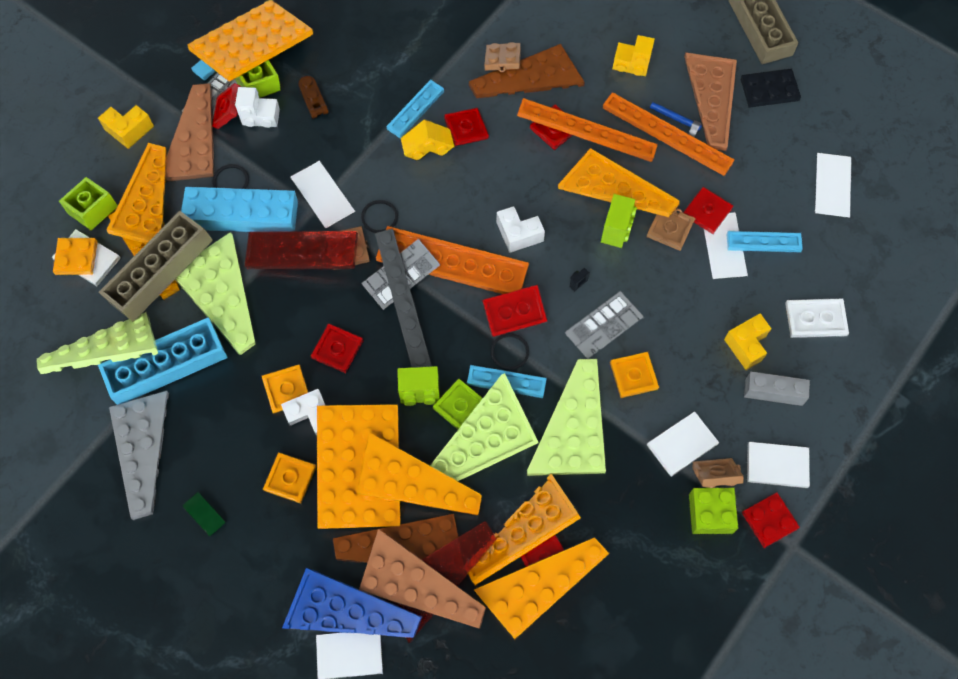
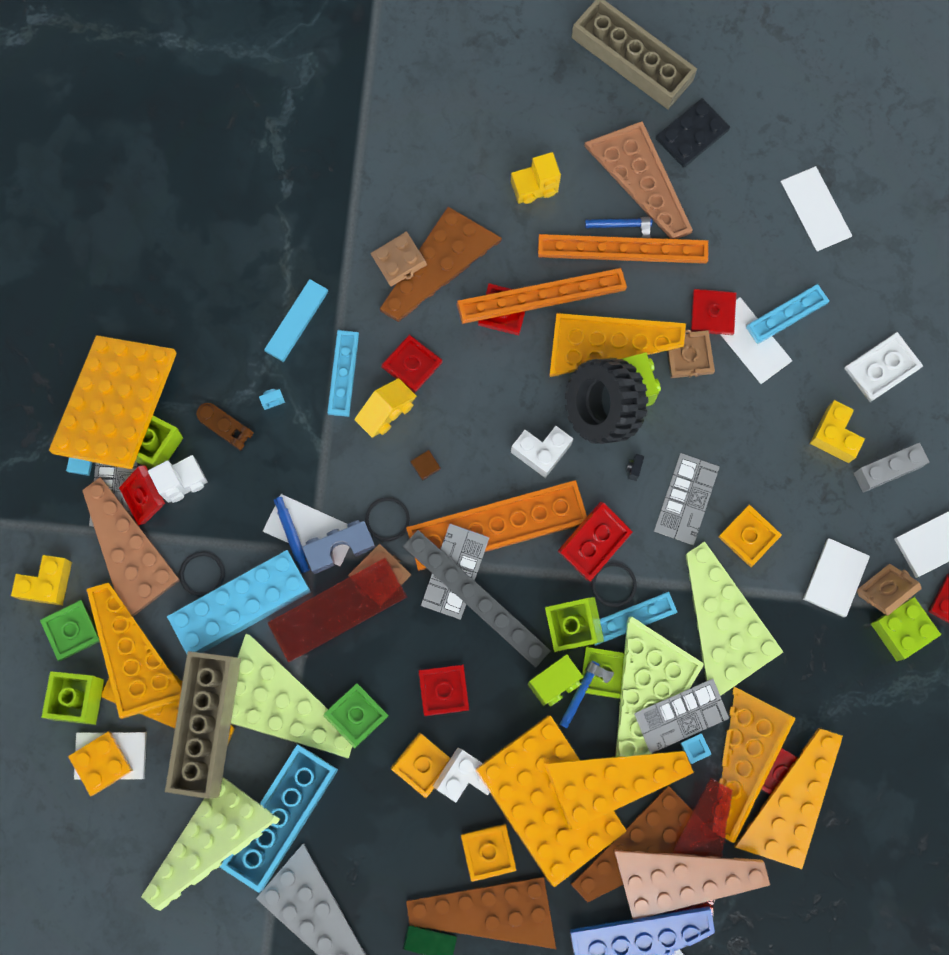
camera: 35 degrees left, 10 degrees up
(119, 164) = (70, 630): none -> bright green plate
(264, 327) = (355, 715): none -> bright green plate
(269, 526) = (499, 912): none -> dark orange wing
(306, 189) = (291, 534): none -> blue piece
(317, 208) = (320, 550): none -> sand blue arch
(355, 97) = (271, 398): none -> medium azure plate
(407, 60) = (296, 320): none -> medium azure tile
(429, 196) = (425, 465): none -> reddish brown tile
(451, 394) = (592, 669): none -> blue piece
(460, 355) = (574, 624): none -> lime brick
(491, 499) = (695, 748): none -> medium azure plate
(496, 468) = (681, 716): none -> light grey sticker
(584, 215) = (626, 397): none -> black tyre

